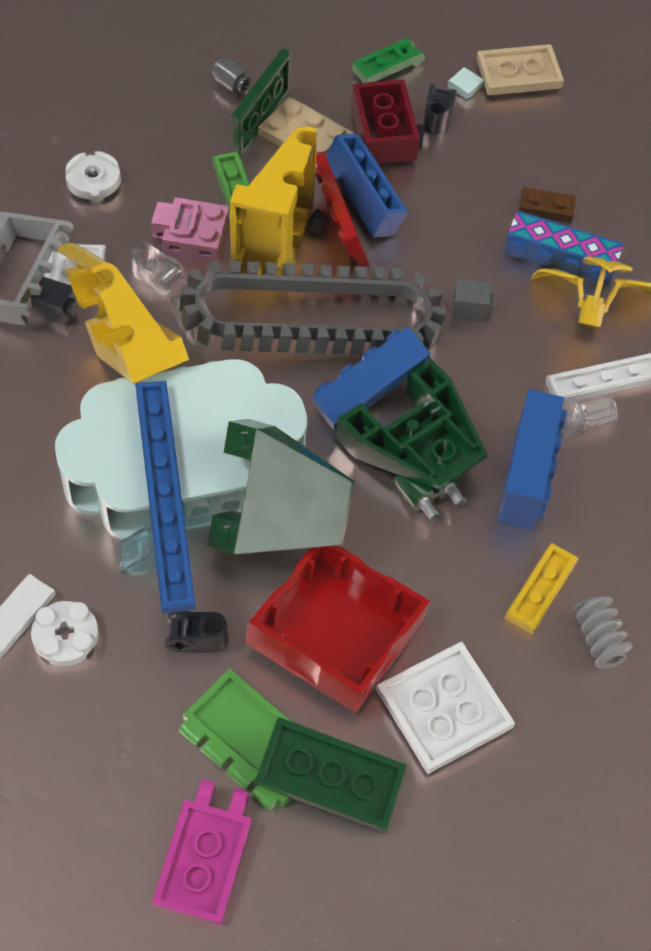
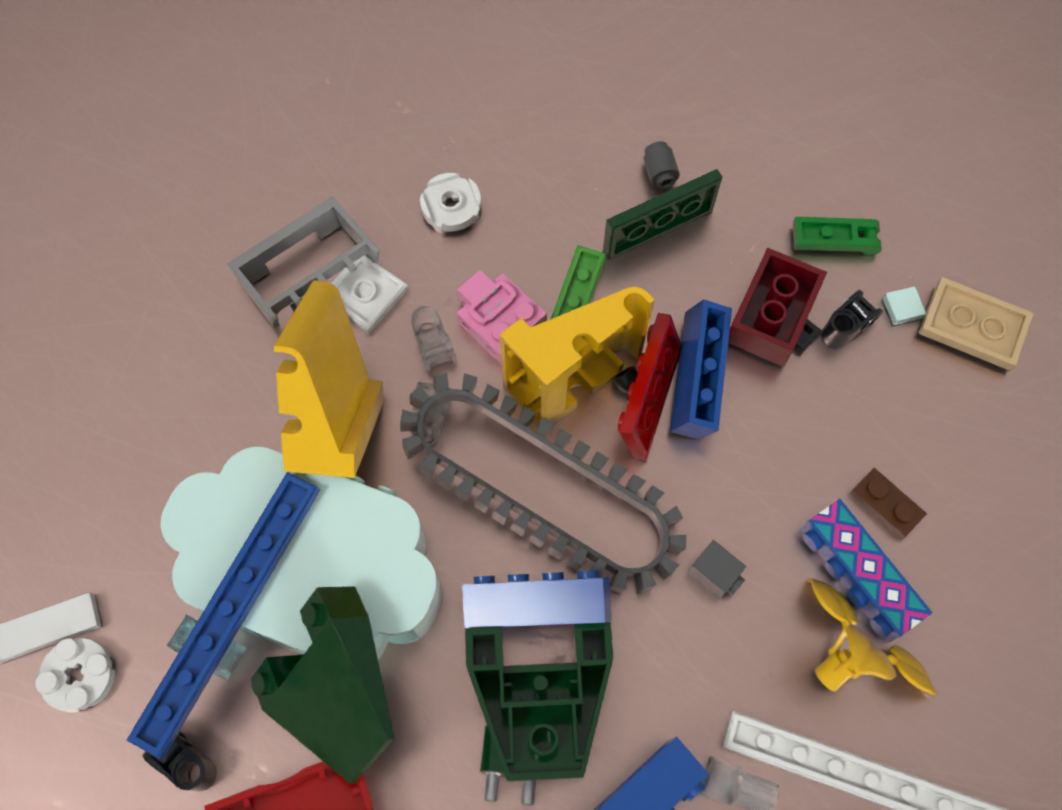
camera: 40 degrees right, 10 degrees up
(294, 115) = (690, 268): tan plate -> none

